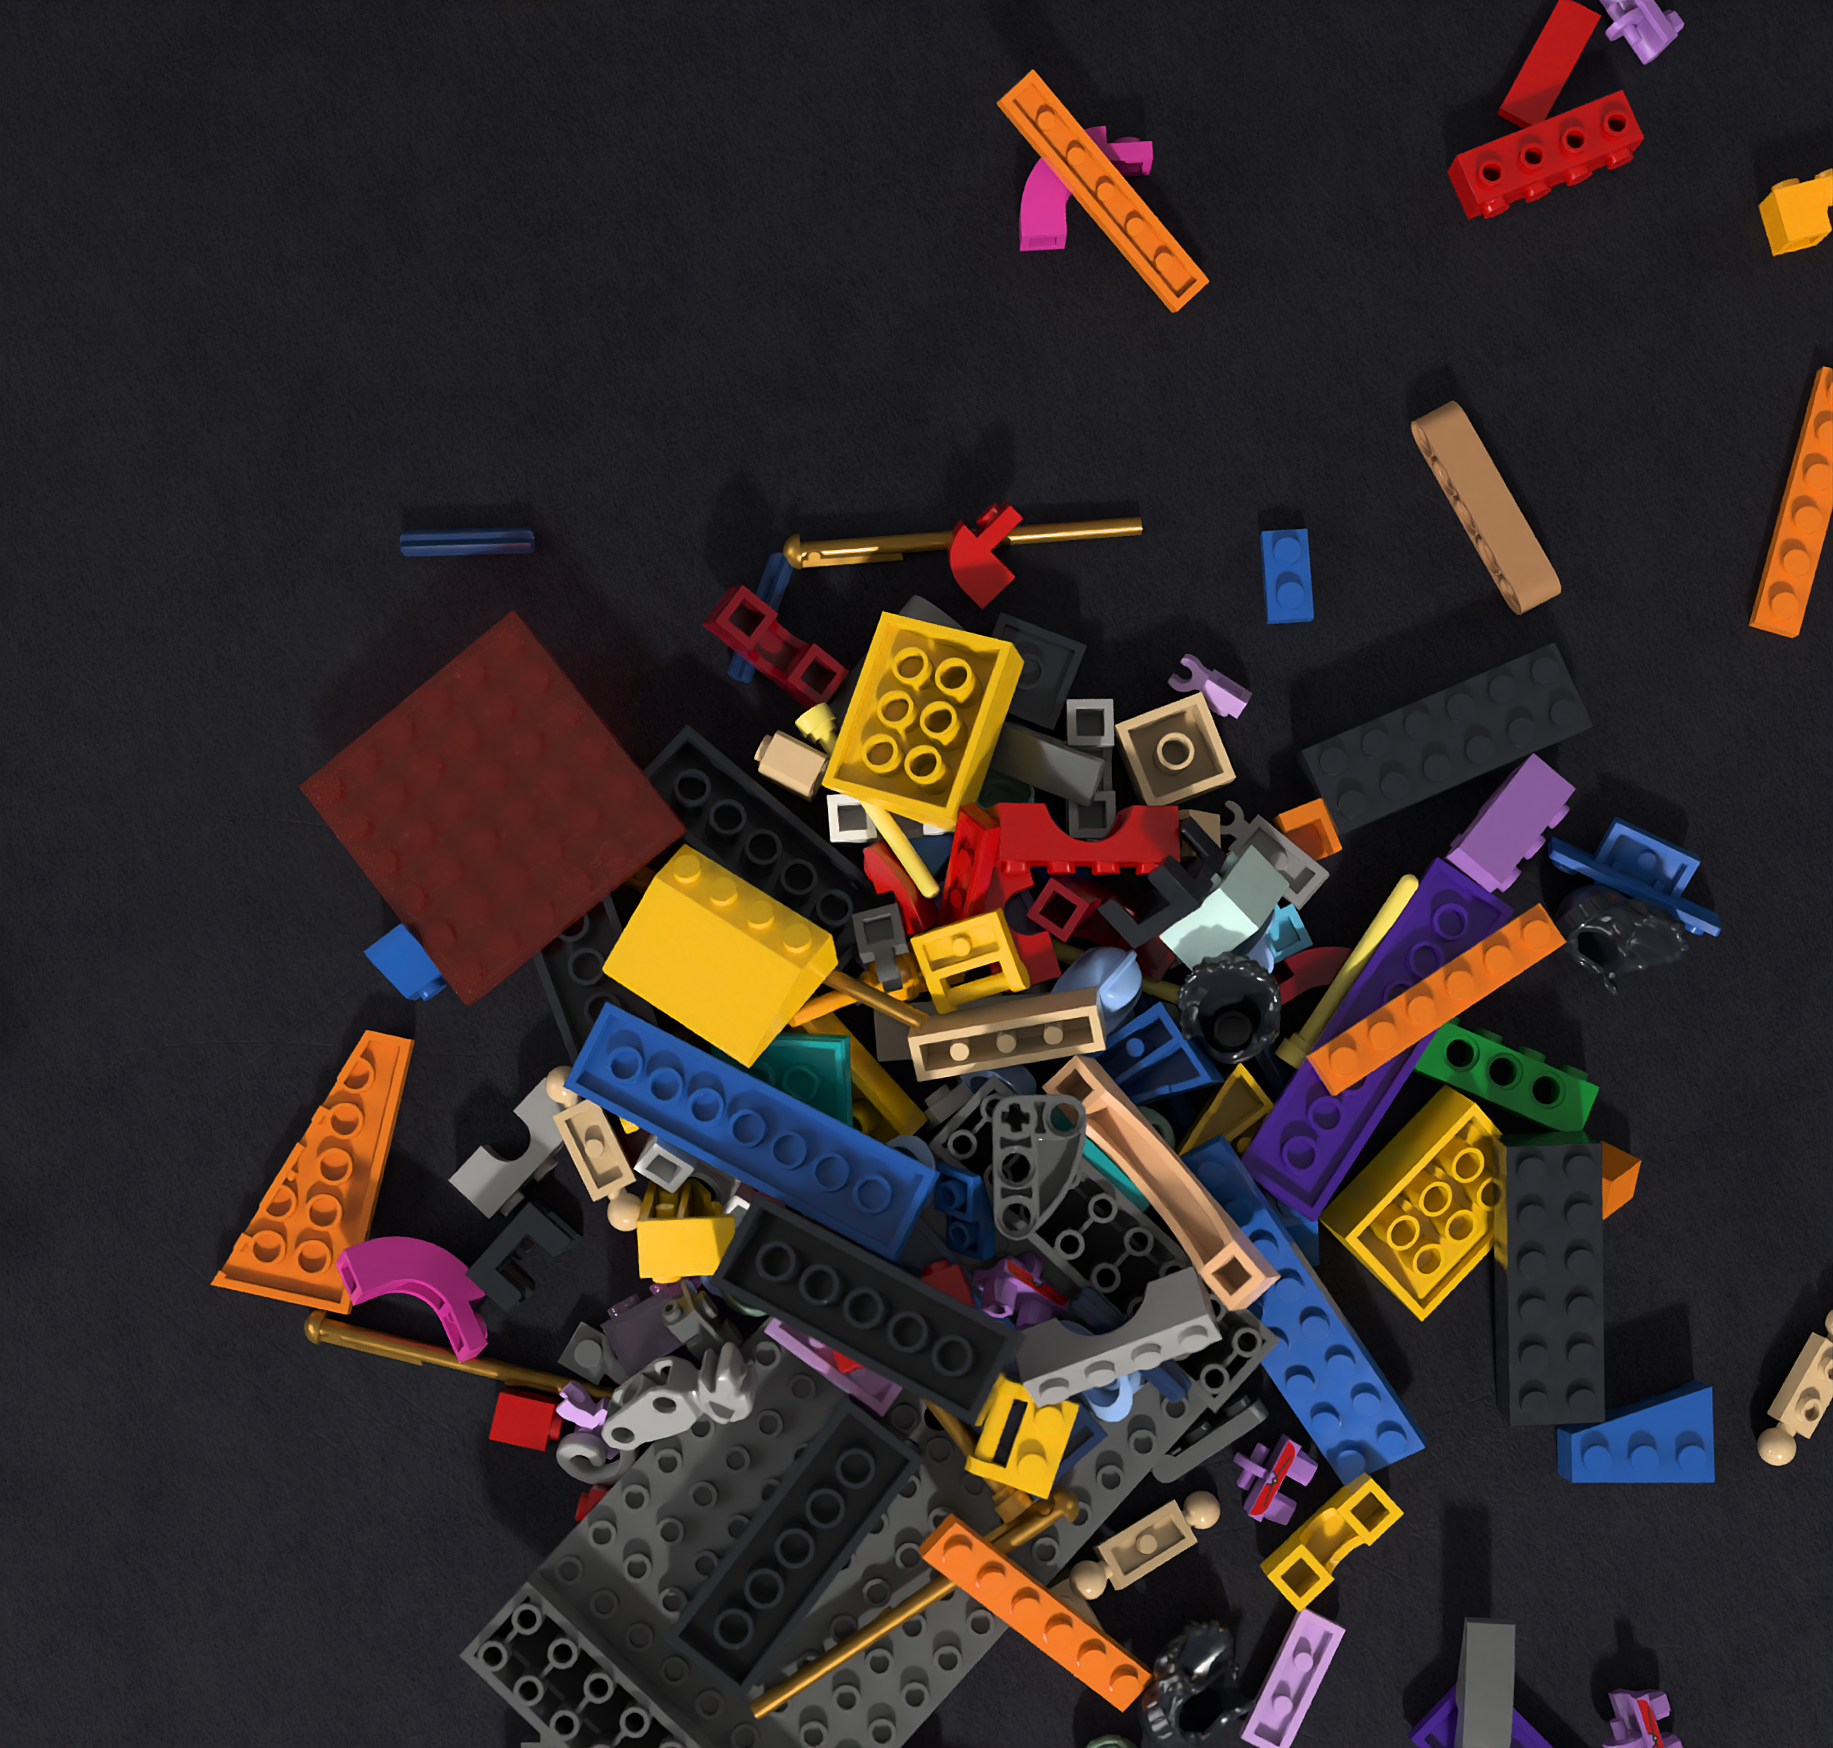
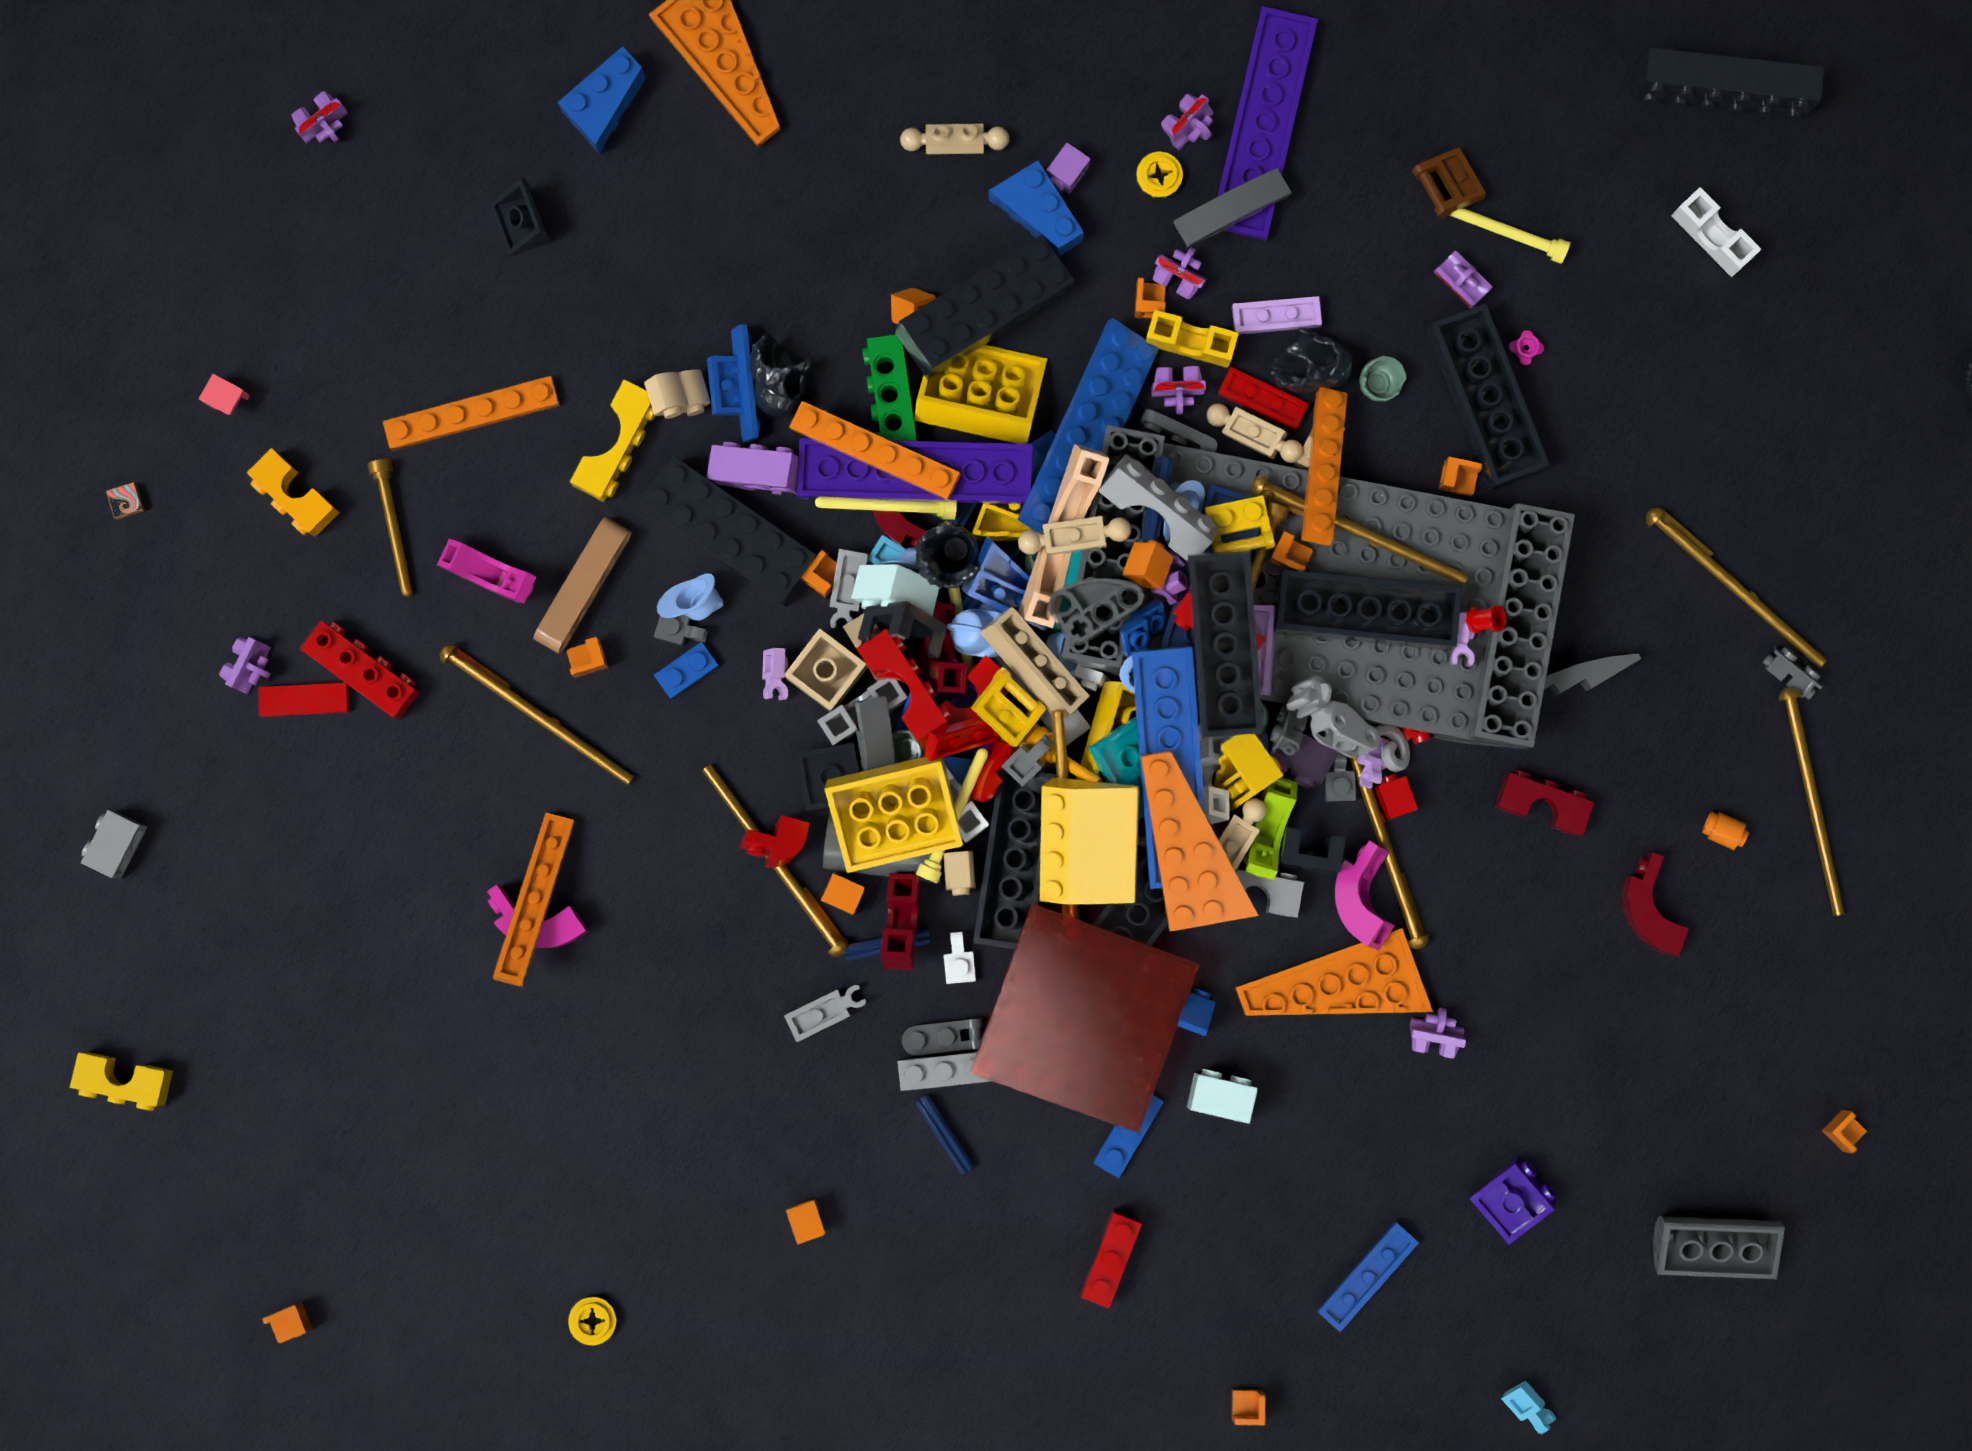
camera: 120 degrees left, 0 degrees up
(161, 1660) = (1642, 913): none -> dark red arch
(165, 654) = (1111, 1259): none -> red arch
(181, 1274) = (1438, 1030): none -> medium lavender hips
(277, 928) = (1222, 1097): none -> light aqua brick
(302, 755) = (1123, 1143): none -> blue plate
(357, 1646) = (1569, 809): none -> dark red arch
(470, 294) = (805, 1221): none -> orange panel
(555, 567) = (937, 1071): none -> light grey arch
(560, 1188) = (1264, 851): none -> lime arch
(594, 615) = (942, 1037): none -> dark grey plate
(601, 1078) = (1192, 865): none -> orange wing
(671, 1714) = (1486, 619): none -> red bush
(676, 696) = (959, 964): none -> white plate
(678, 1665) = (1463, 637): none -> lavender plate
(723, 478) = (821, 1013): none -> light grey plate
(861, 596) = (843, 894): none -> orange panel
(941, 1485) = (1290, 554): none -> orange panel
(1047, 1273) = (1148, 564): none -> orange brick
(1150, 1195) = (1074, 535): none -> tan plate
(1186, 1587) = (1263, 398): none -> red tile
(1350, 596) = (677, 629): none -> dark grey plate
(1379, 638) = (691, 598): none -> light blue piece
(1382, 457) = (587, 658): none -> orange panel
(1413, 322) = (500, 687): none -> pearl gold bar
(1423, 1516) = (1148, 298): none -> orange panel
(1451, 1571) = (1168, 267): none -> medium lavender hips
(1581, 390) = (486, 571): none -> dark pink arch
(1599, 1662) = (1166, 164): none -> yellow gear
(1624, 622) = (599, 473): none -> yellow arch
(1675, 785) = (677, 393): none -> tan brick
(1675, 1518) = (1068, 168): none -> medium lavender brick
(1797, 337) = (380, 471): none -> pearl gold piece

